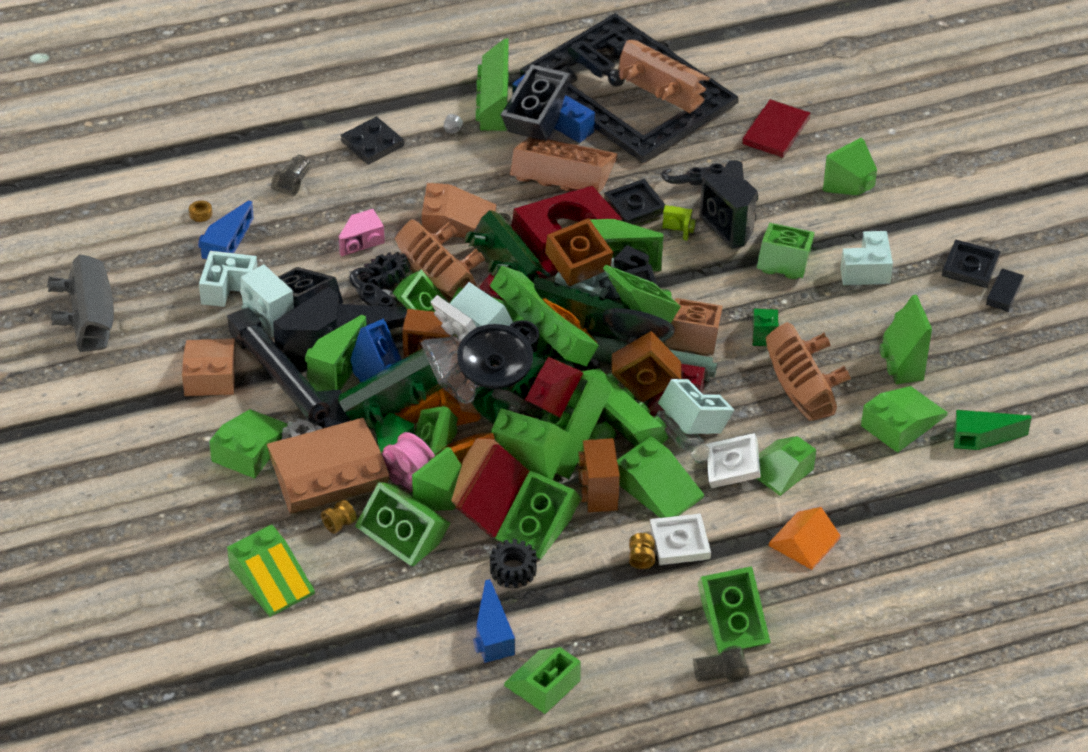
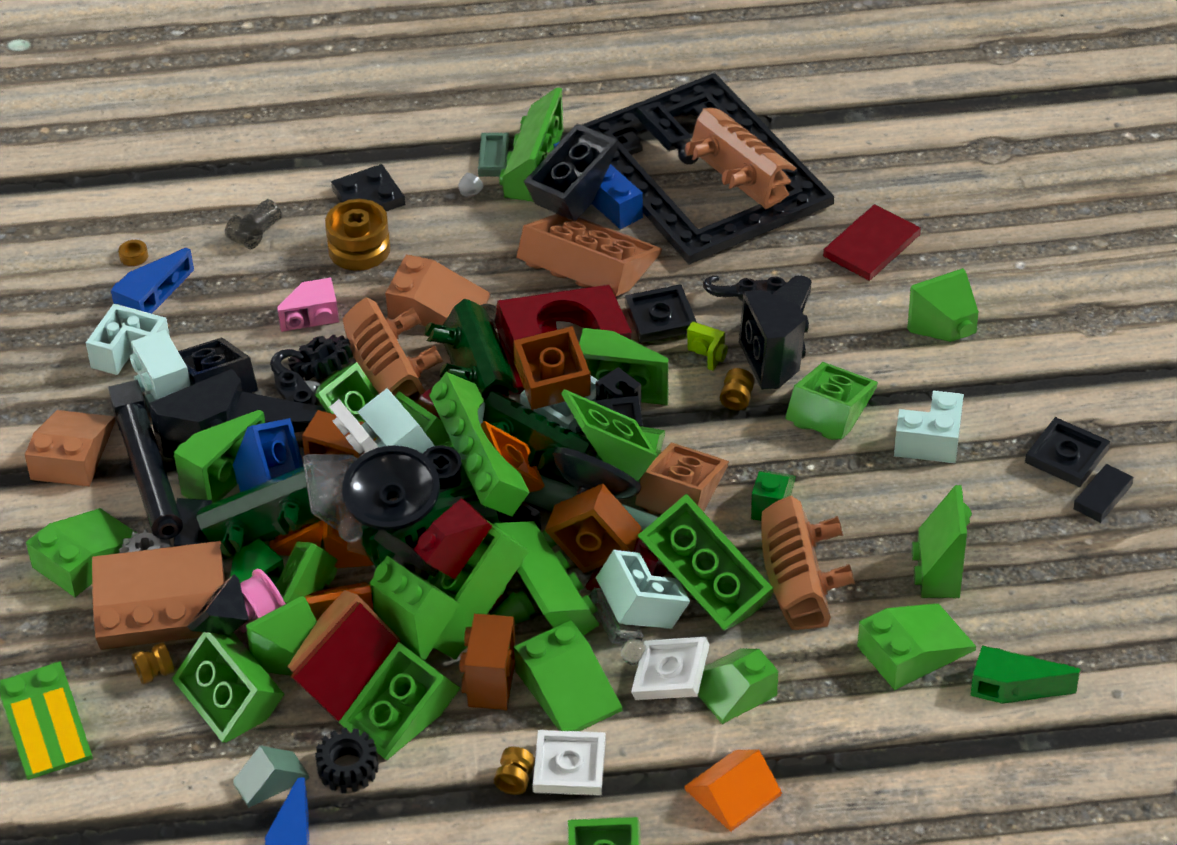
camera: 15 degrees right, 0 degrees up
(379, 173) = (357, 234): none -> pearl gold wheel
(389, 465) = (223, 610): none -> black slope
(456, 583) = (268, 774): none -> sand green slope
(461, 98) = (493, 154): none -> sand green tile
(713, 251) = (737, 389): none -> pearl gold wheel
(739, 379) = (706, 563): none -> bright green slope

